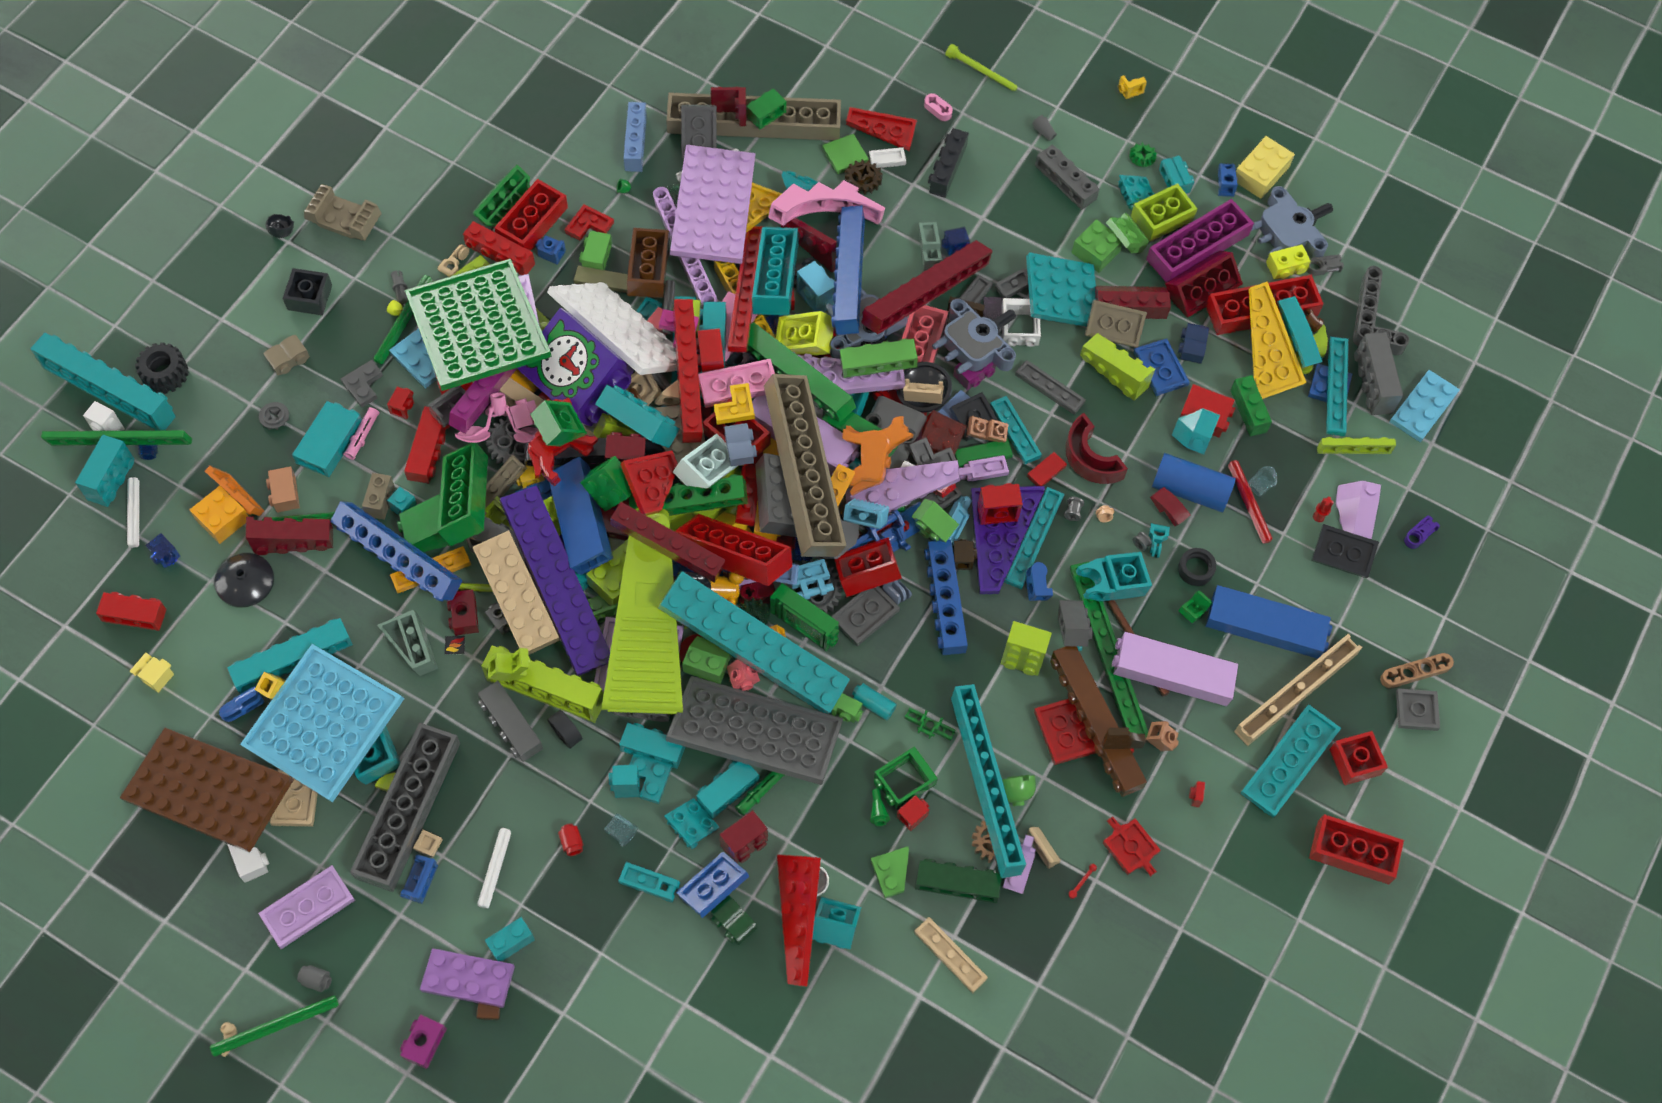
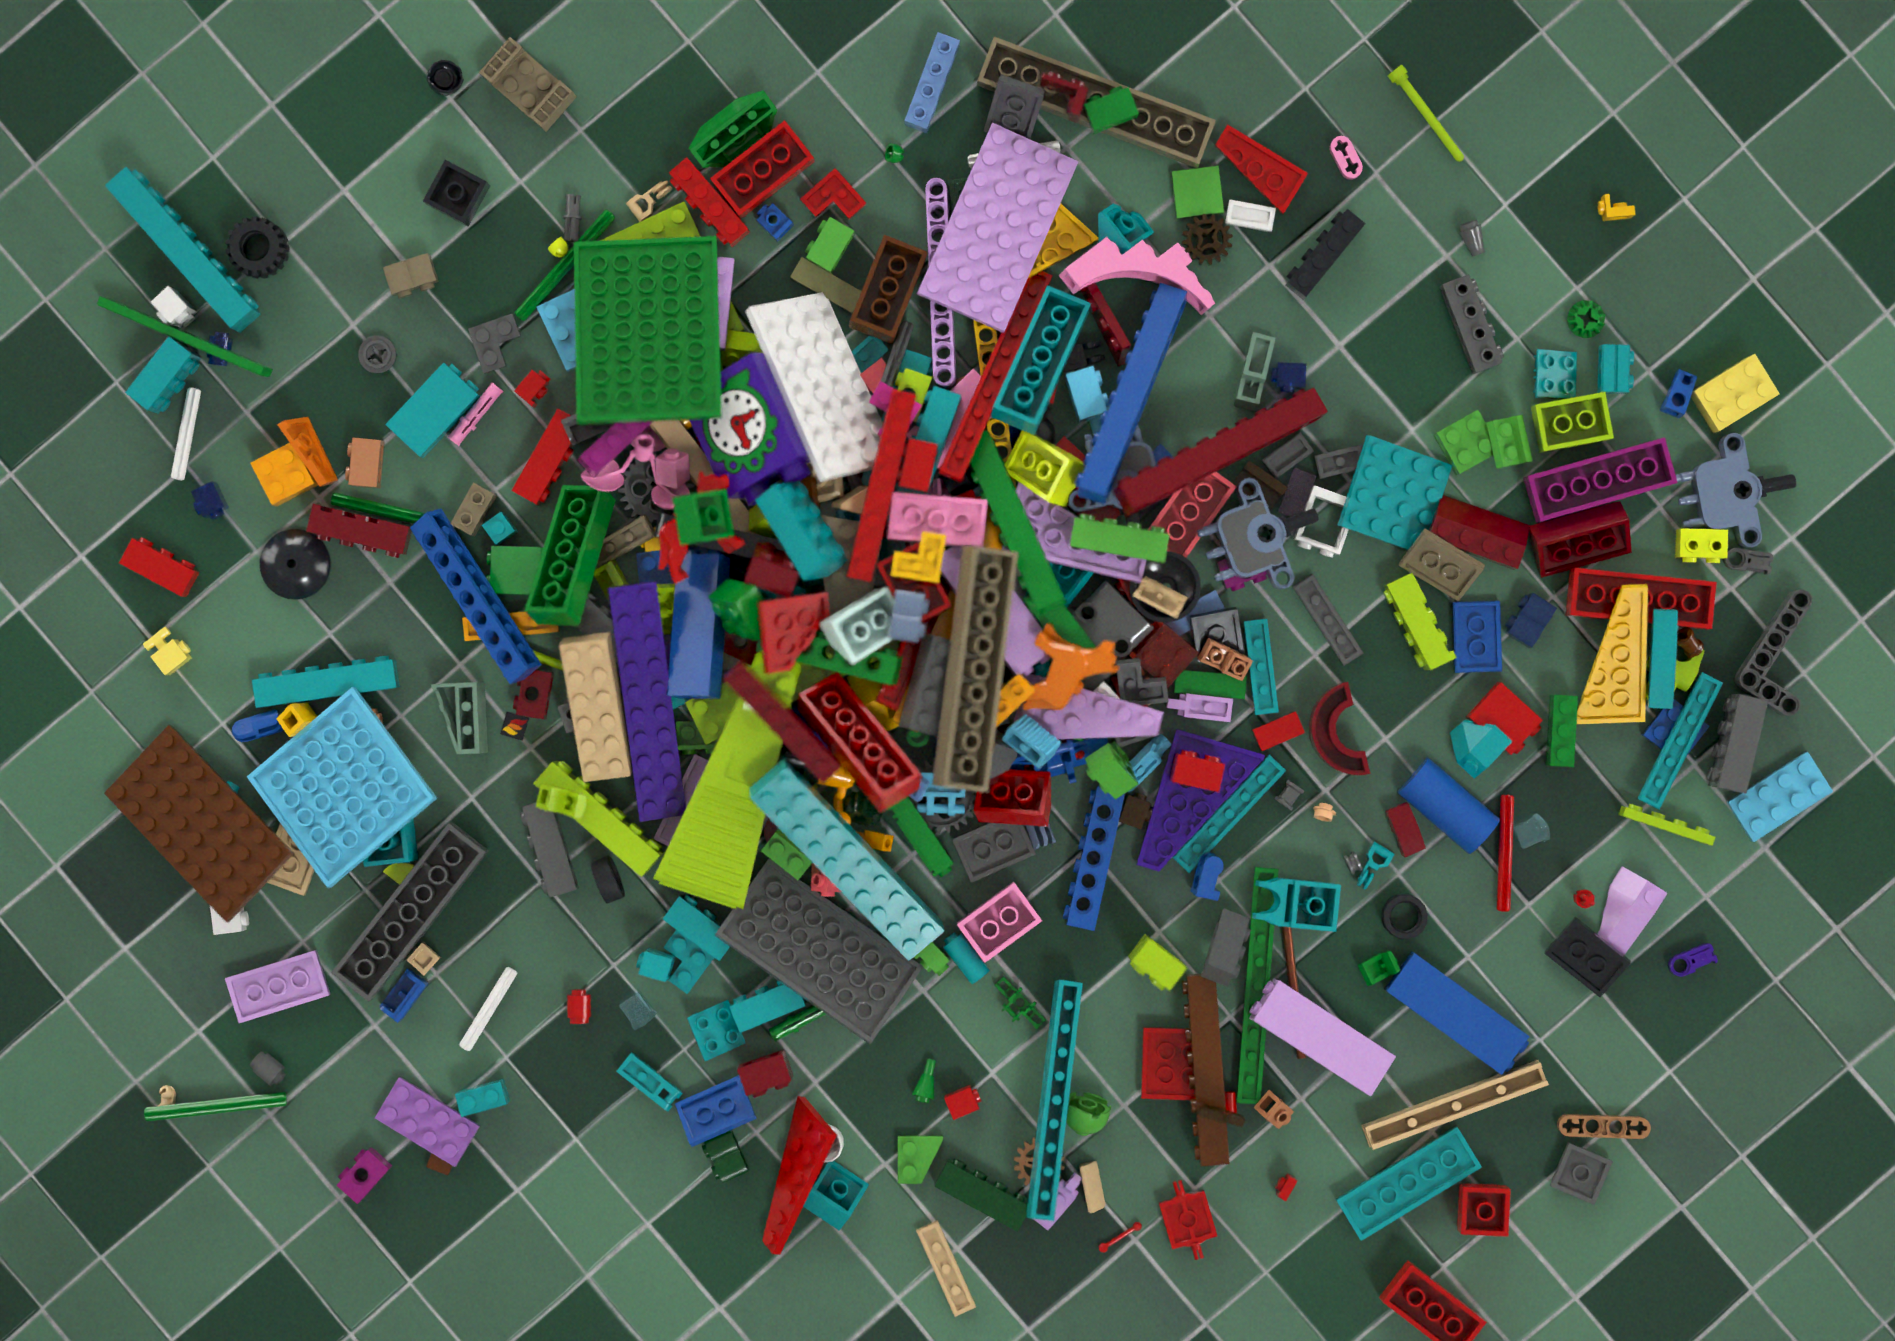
camera: 25 degrees right, 25 degrees up
(890, 663) = (999, 921): none -> bright pink brick
(921, 767) = (944, 1077): green window -> none

